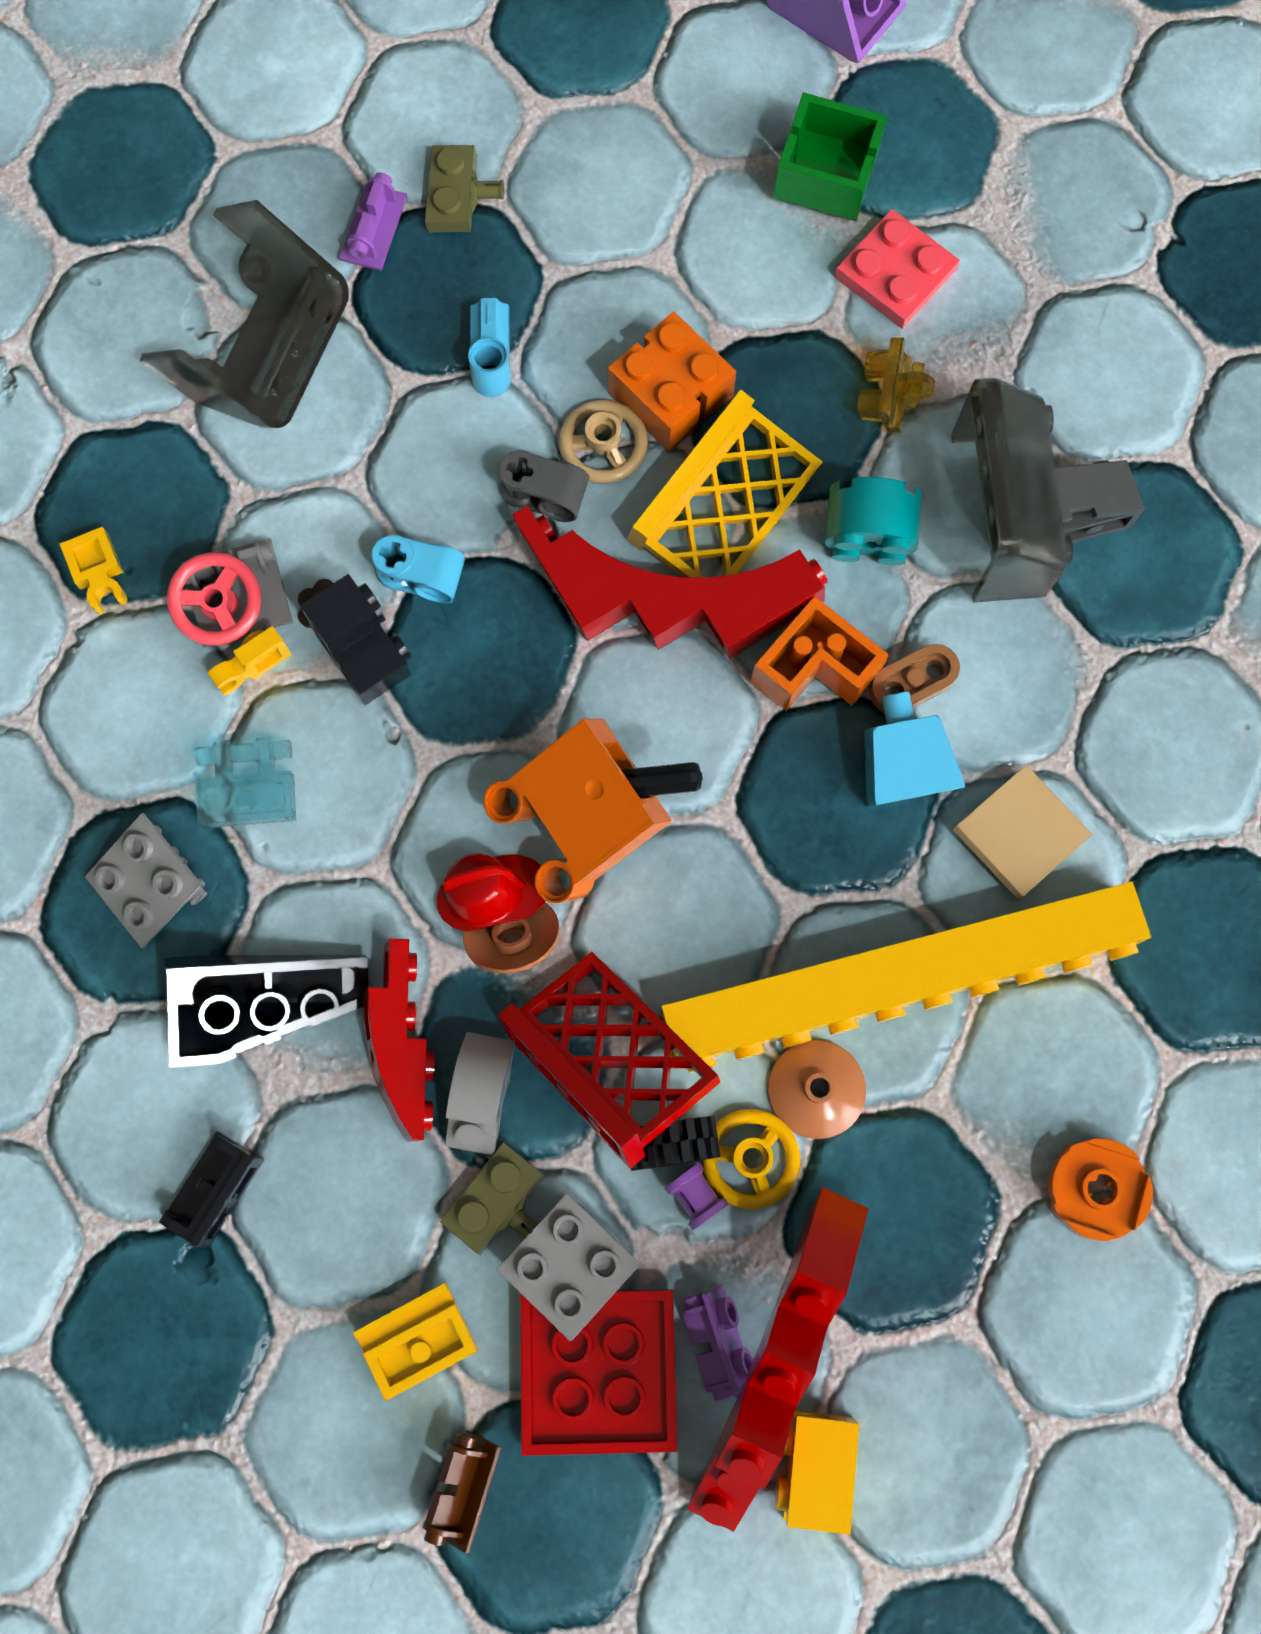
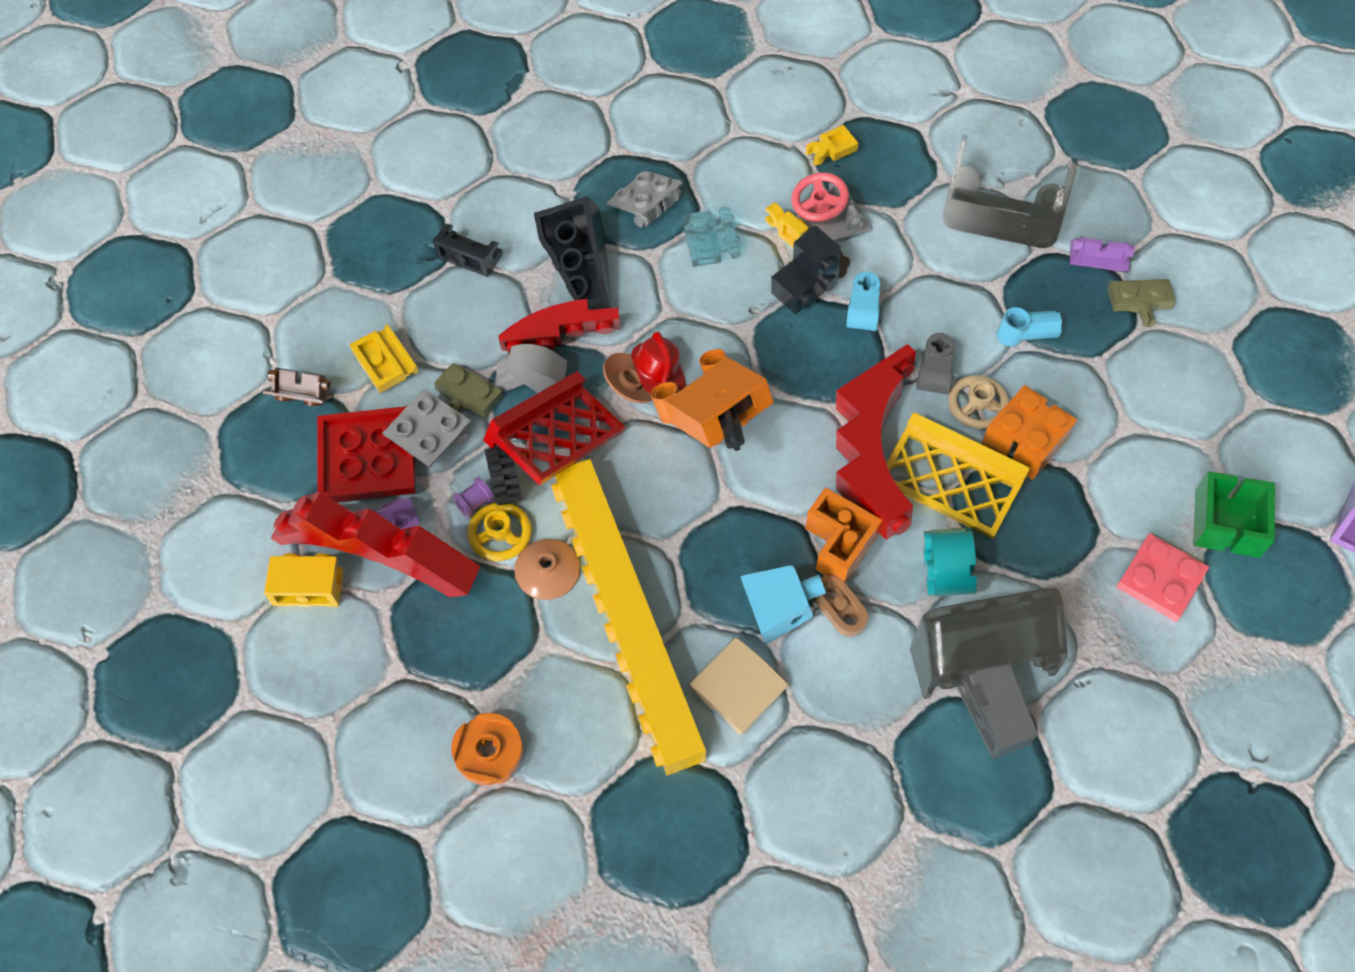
camera: 85 degrees right, 15 degrees down
(899, 382) = (1068, 576): clear yellow hips -> none

